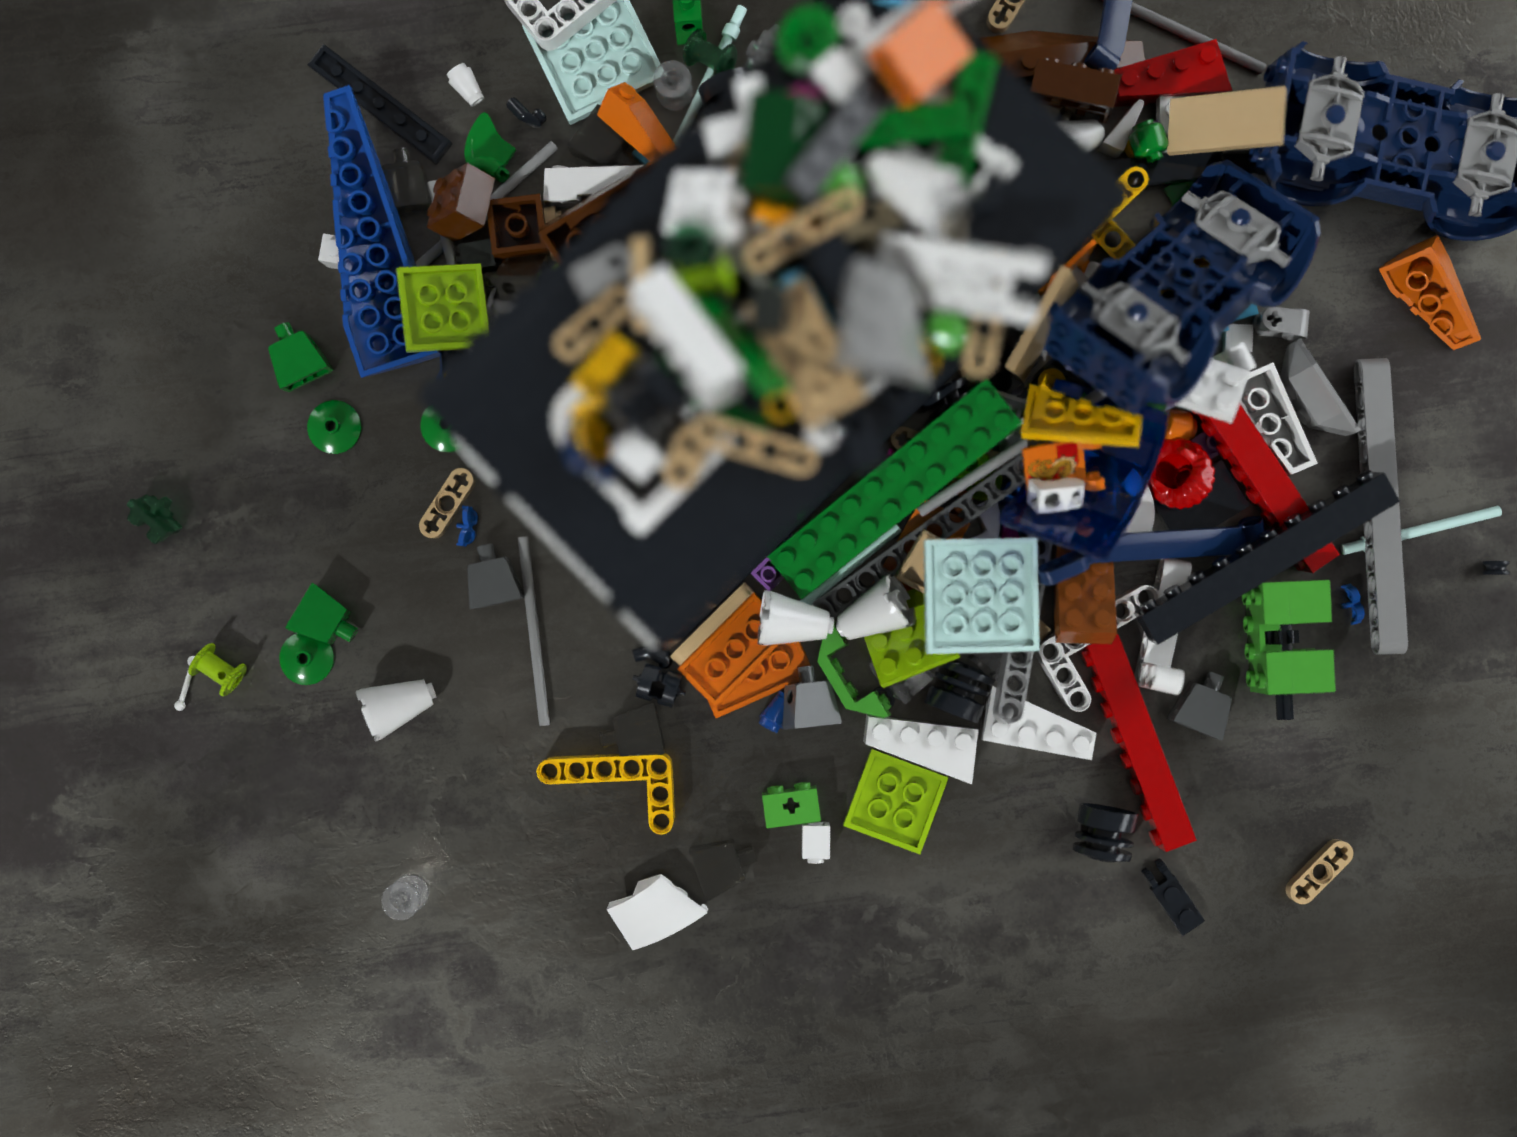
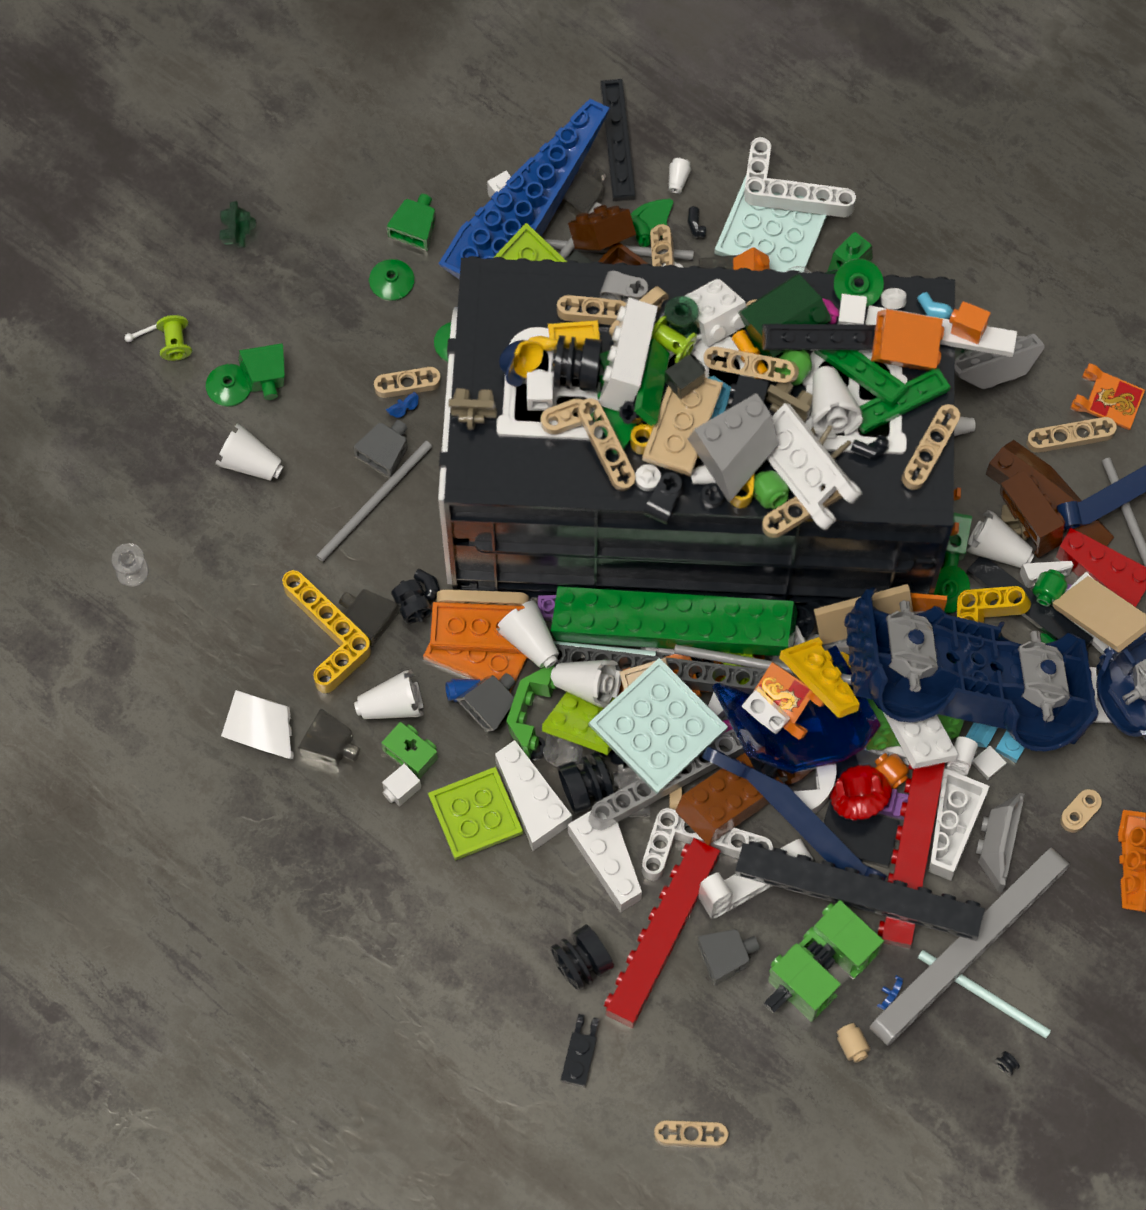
camera: 40 degrees right, 20 degrees down
(542, 170) = (657, 245): none -> tan beam
(581, 545) = (473, 410): none -> dark tan hips
(728, 133) = (762, 282): white brick -> none
(734, 781) = (391, 699): none -> white cone
(1034, 137) = (931, 446): none -> tan beam
(1286, 323) = (1026, 781): light grey piece -> none
(1345, 302) = (1082, 810): none -> tan plate
(1368, 674) = (853, 1042): none -> tan brick

